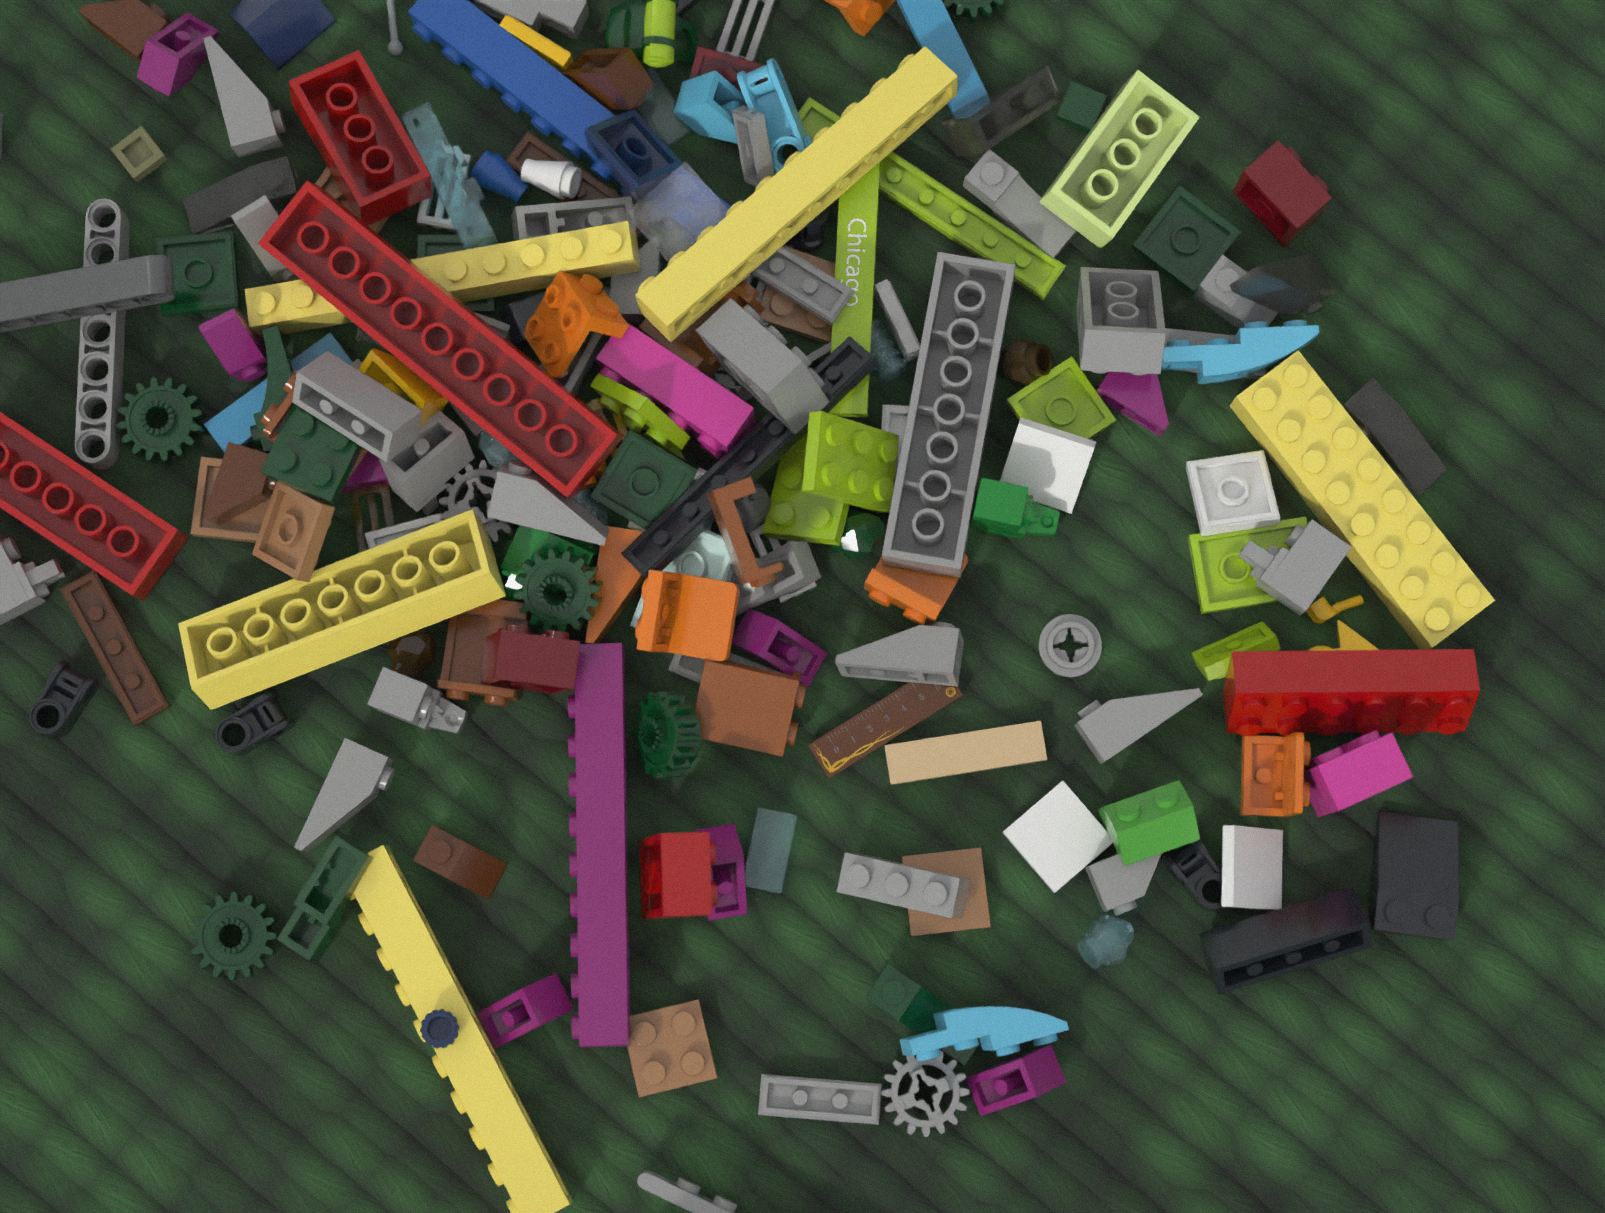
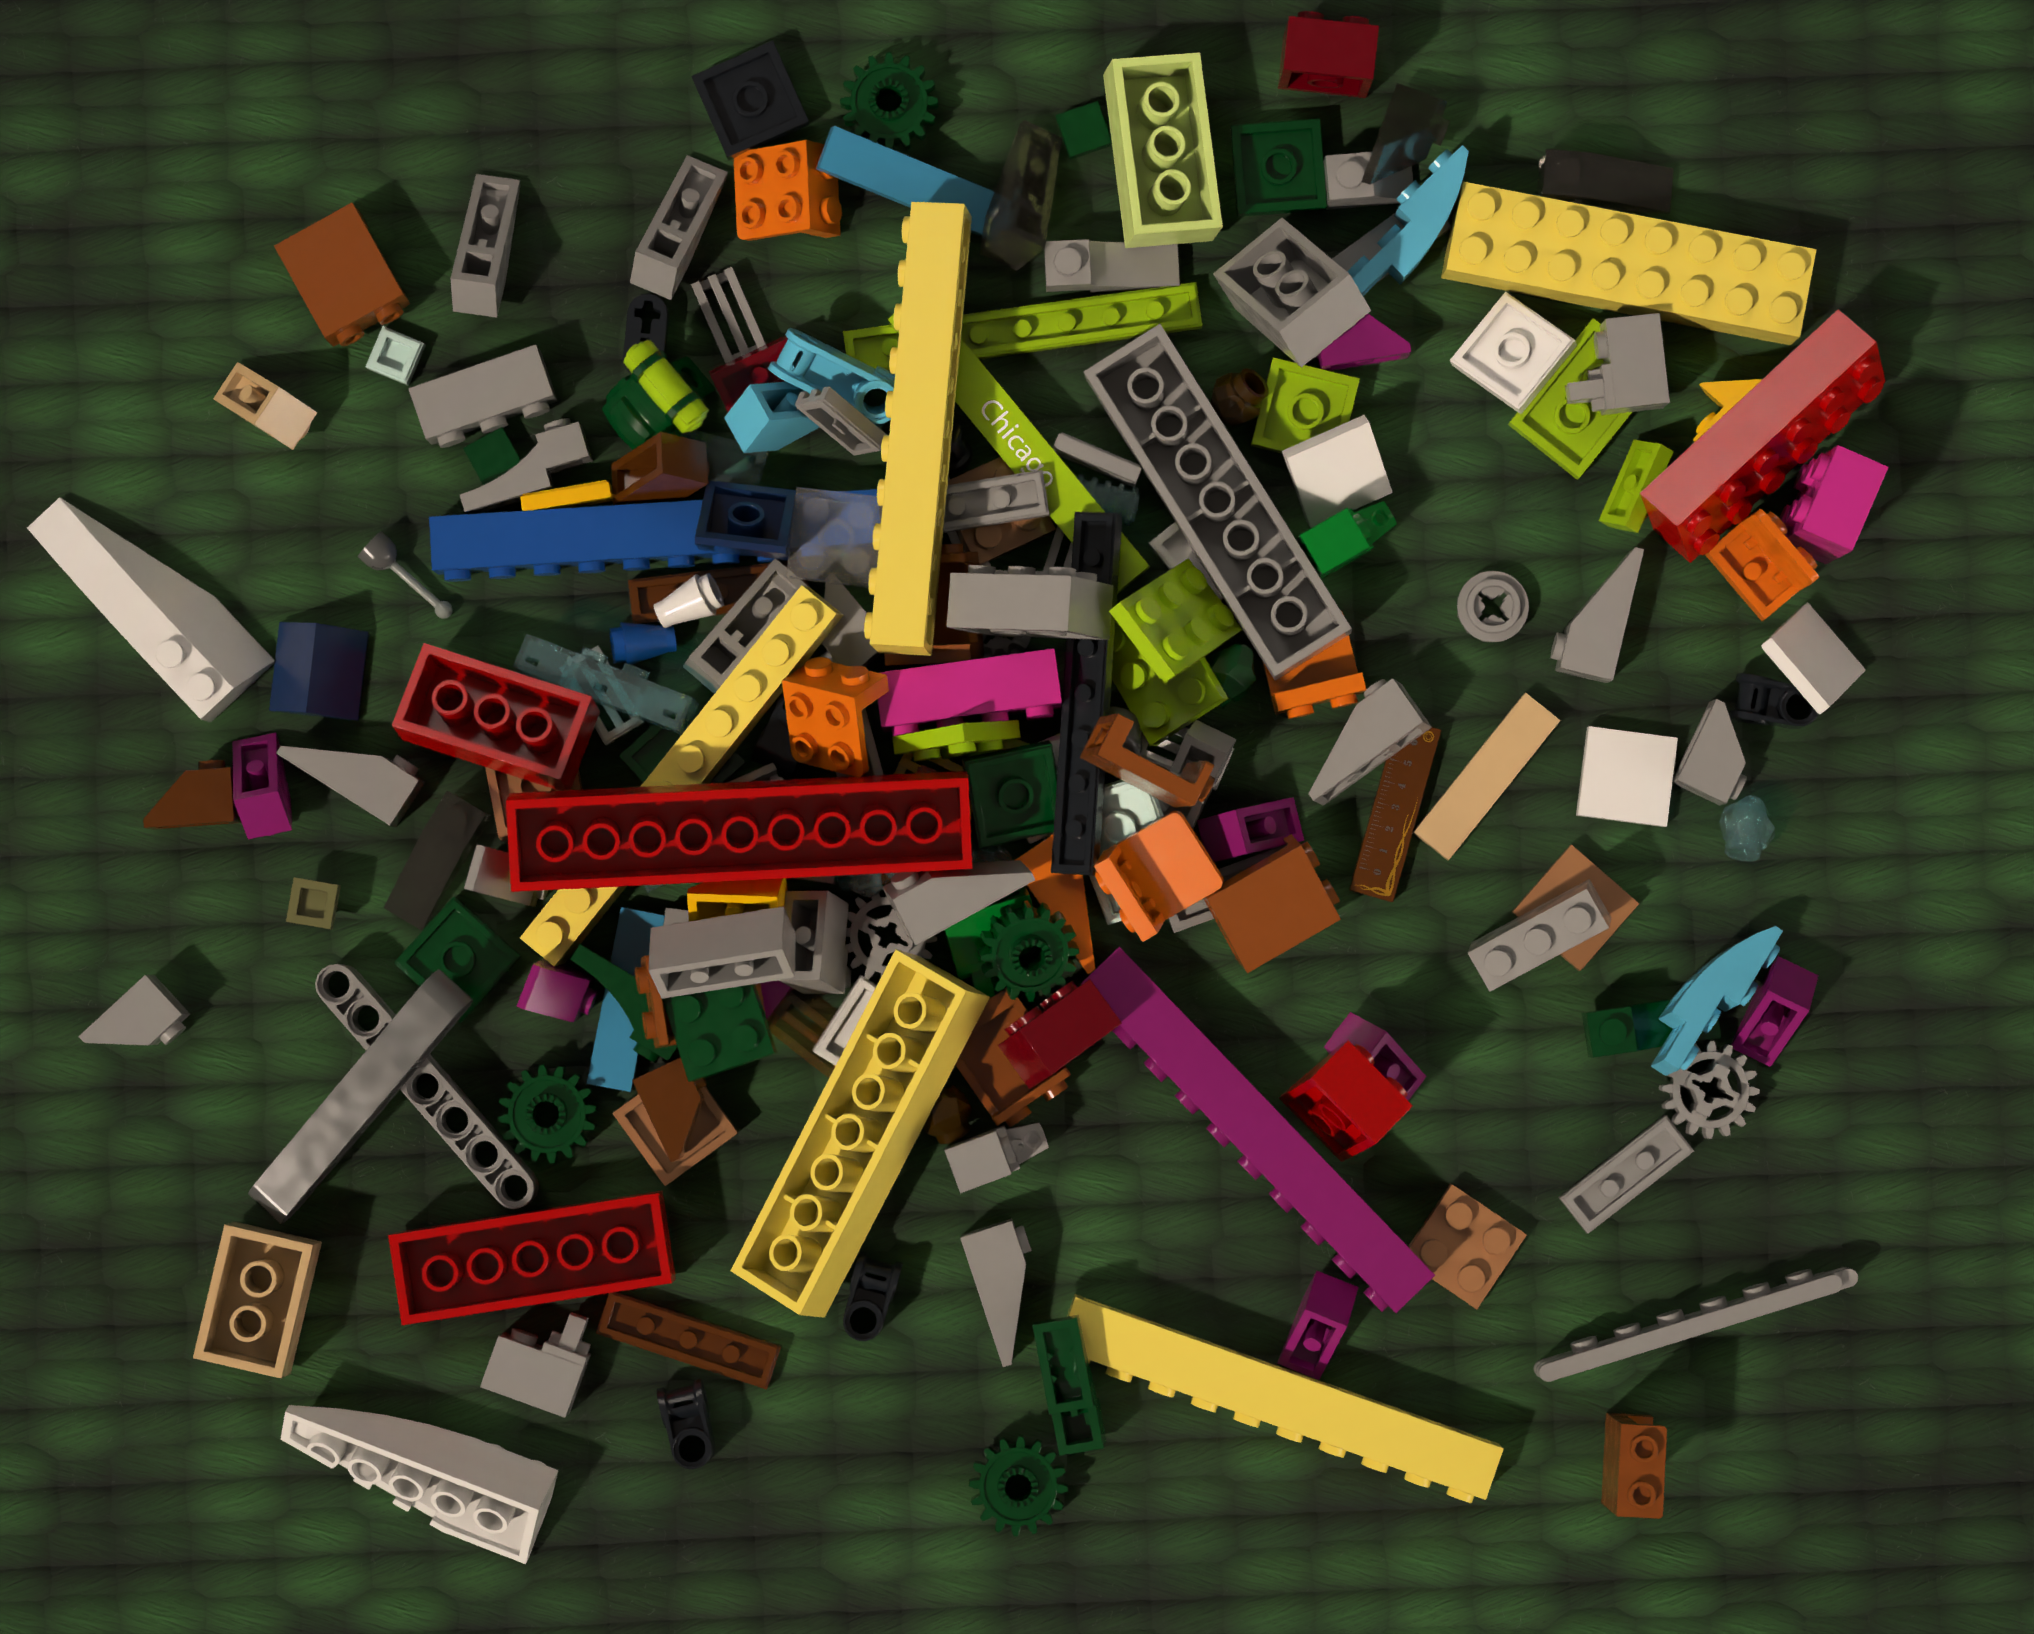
camera: 45 degrees left, 5 degrees up
(293, 532) = (759, 1106): medium nougat plate -> none
(439, 1028) = (1266, 1404): dark blue piece -> none
(460, 862) = (1150, 1252): reddish brown slope -> none
(667, 734) = (1227, 989): dark green gear -> none
(769, 850) = (1397, 1005): clear light blue tile -> none
(1151, 822) = (1696, 696): bright green slope -> none
(1286, 940) = (1893, 693): black brick -> none
(1322, 611) = (1679, 384): yellow hand -> none
(1414, 877) = (1951, 543): black slope -> none

